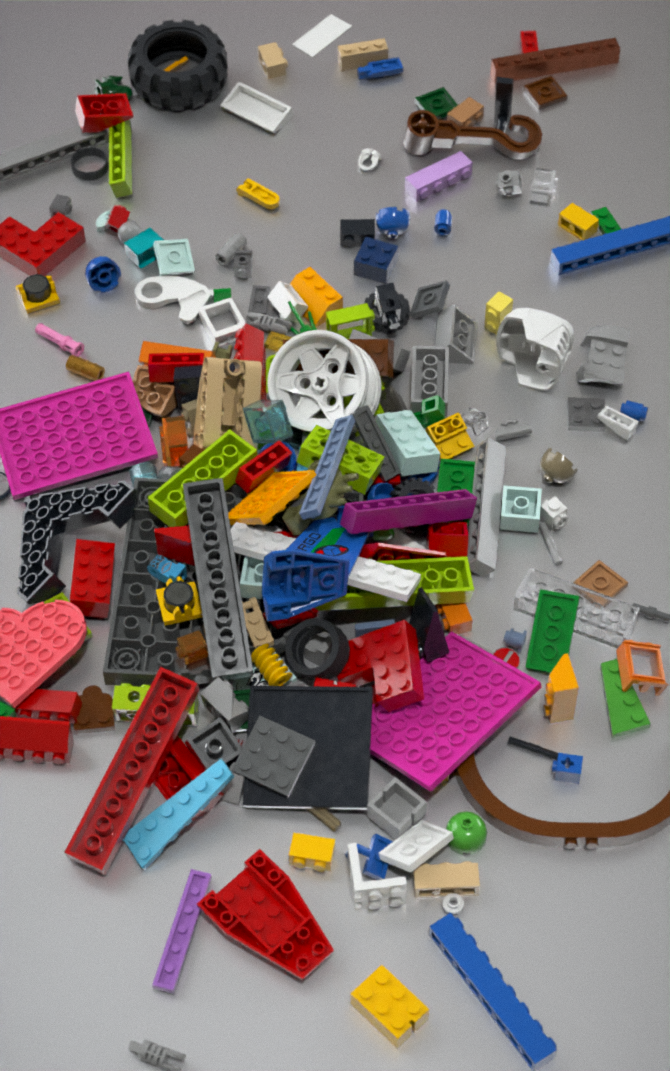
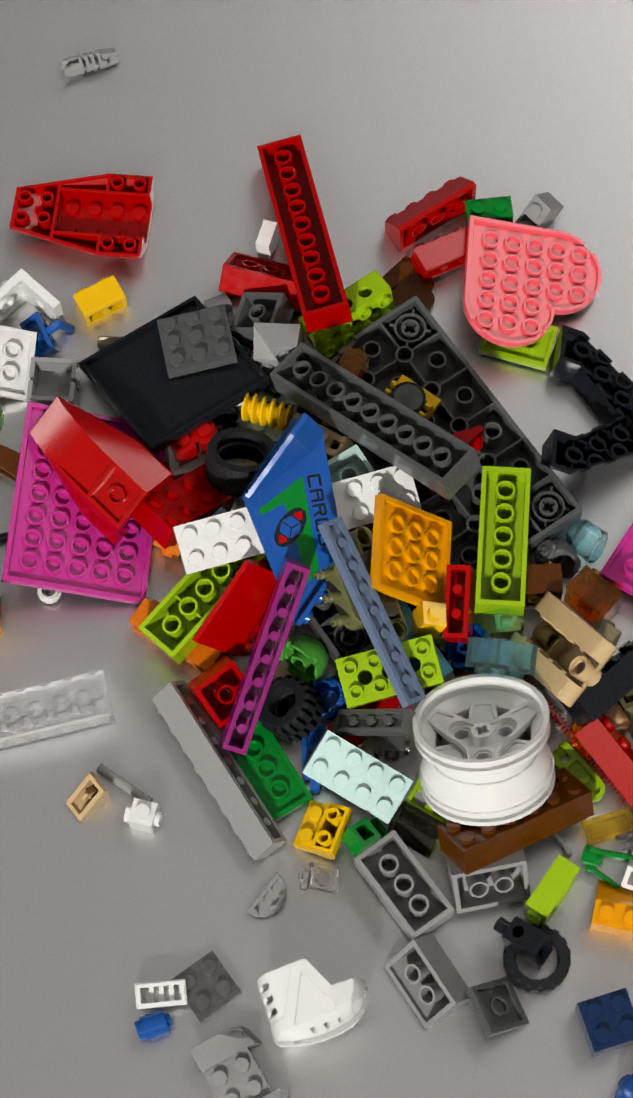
camera: 145 degrees right, 15 degrees up
(92, 577) = (528, 393): red brick -> none
(154, 802) = (267, 240): none -> white piece
(164, 823) = (238, 237): medium azure wing -> none
(165, 569) = (451, 422): dark azure leg -> none
(181, 932) = (154, 163): medium lavender plate -> none
(290, 462) = (429, 618): none -> yellow brick
(417, 696) = (98, 466): none -> red wedge
(428, 628) = (156, 569): black slope -> none
(496, 310) = (401, 1040): light yellow brick -> none
(504, 653) = (75, 617): piece -> none
(515, 639) = (76, 640): sand blue brick -> none
(520, 509) = (179, 791): light aqua brick -> none
(552, 629) = (38, 660): green plate -> none
(556, 467) = (181, 877): dark tan cylinder -> none
(578, 546) = (88, 797): none -> tan slope
(602, 580) = (39, 774): medium nougat tile -> none

